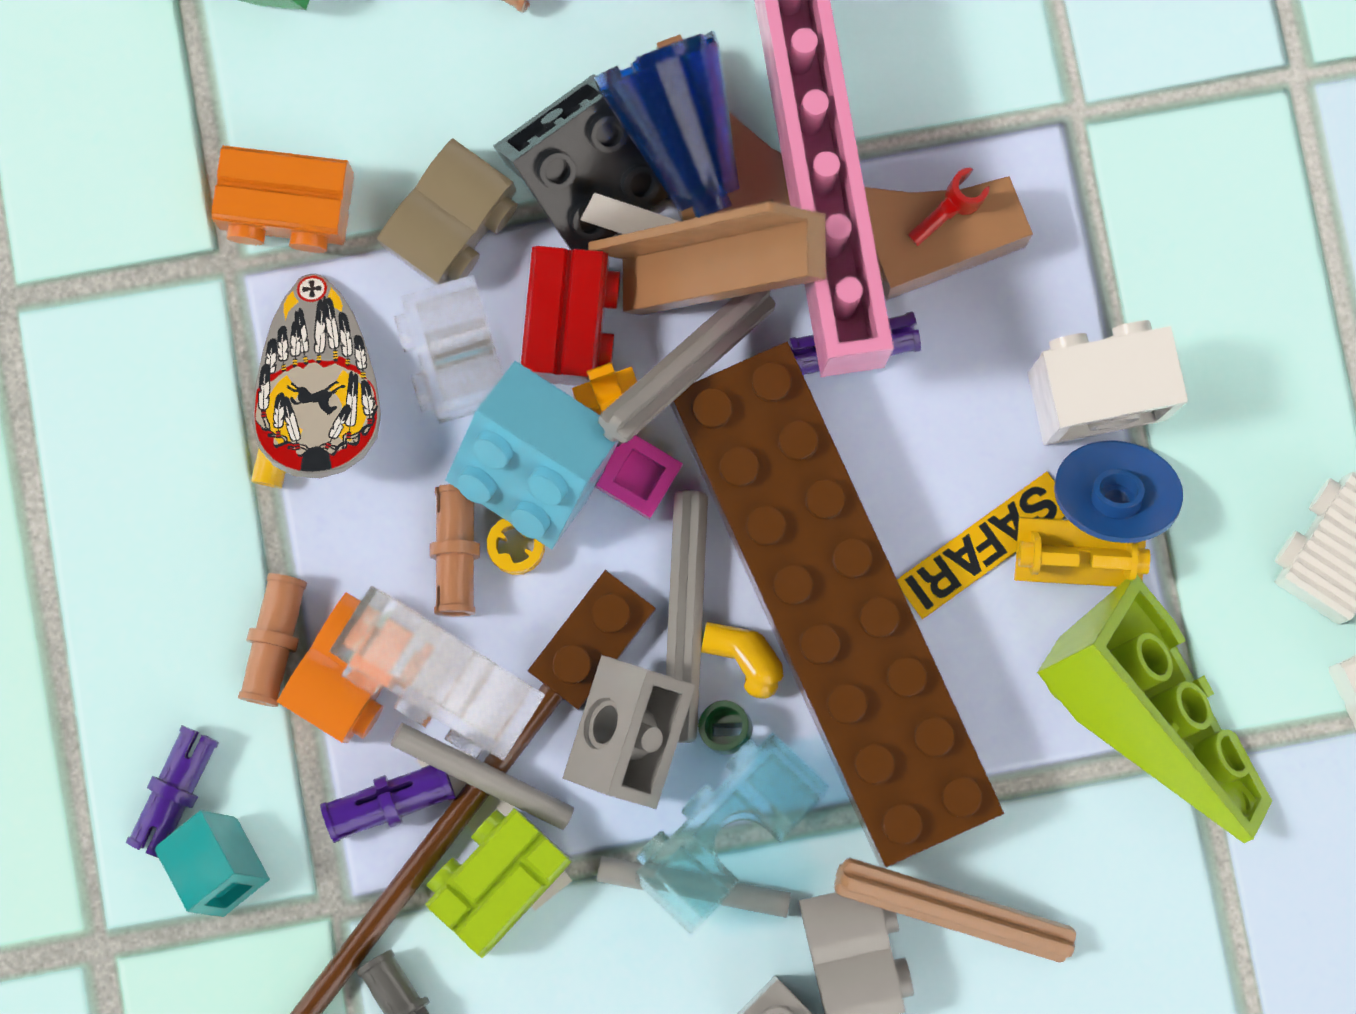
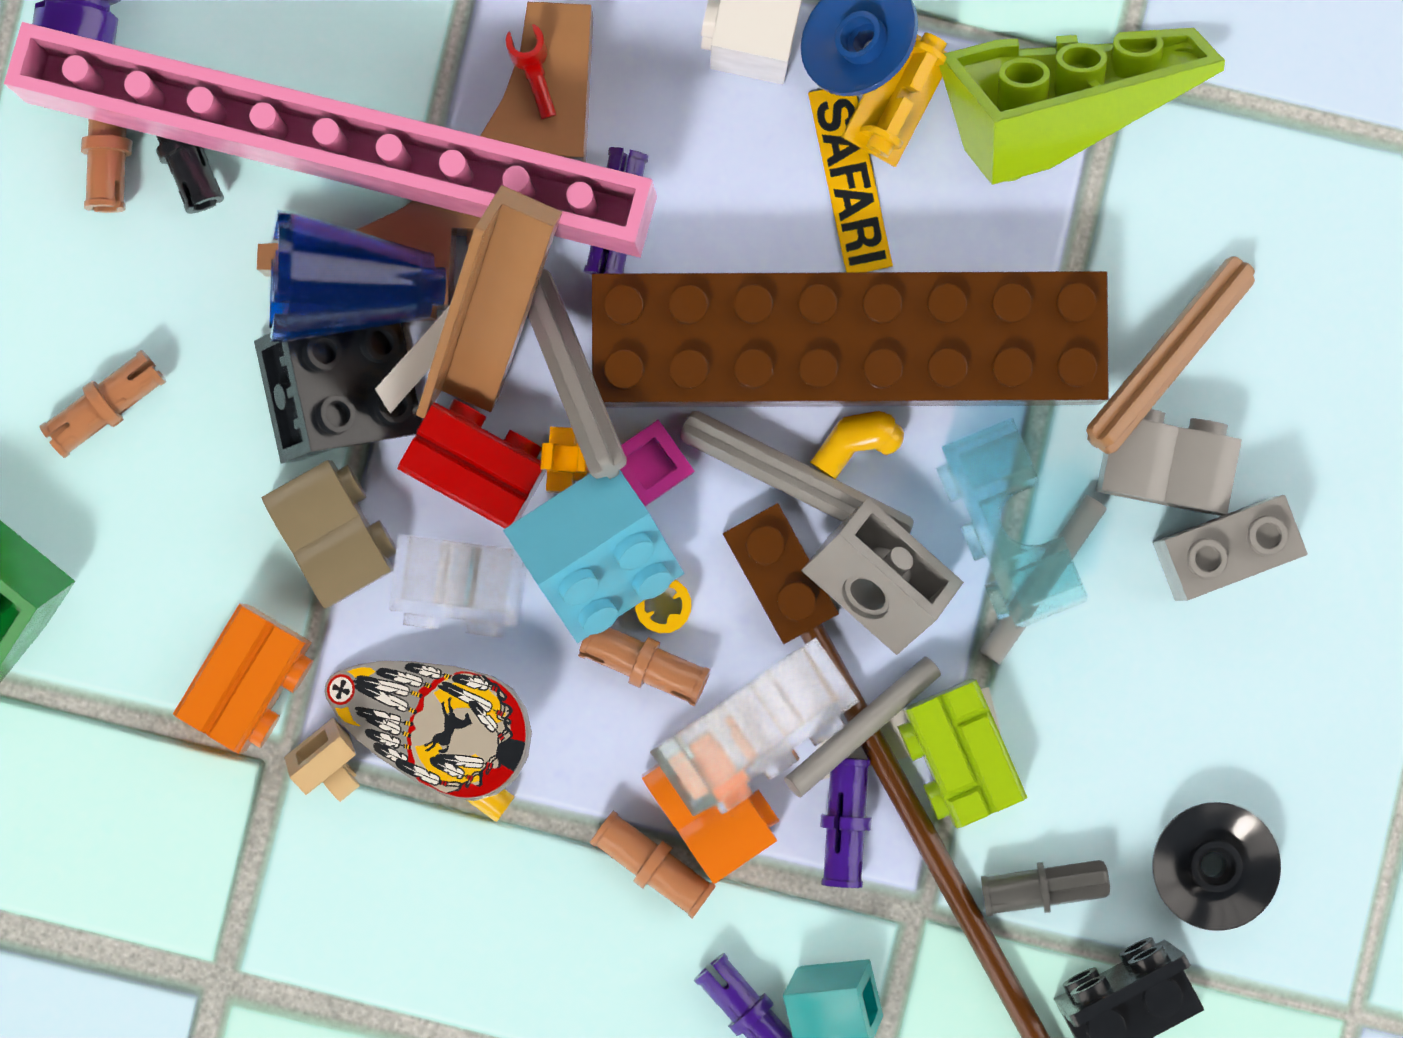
camera: 70 degrees left, 5 degrees up
(239, 301) = (324, 759): none -> tan tile
(725, 715) = (903, 481): dark green hinge -> none

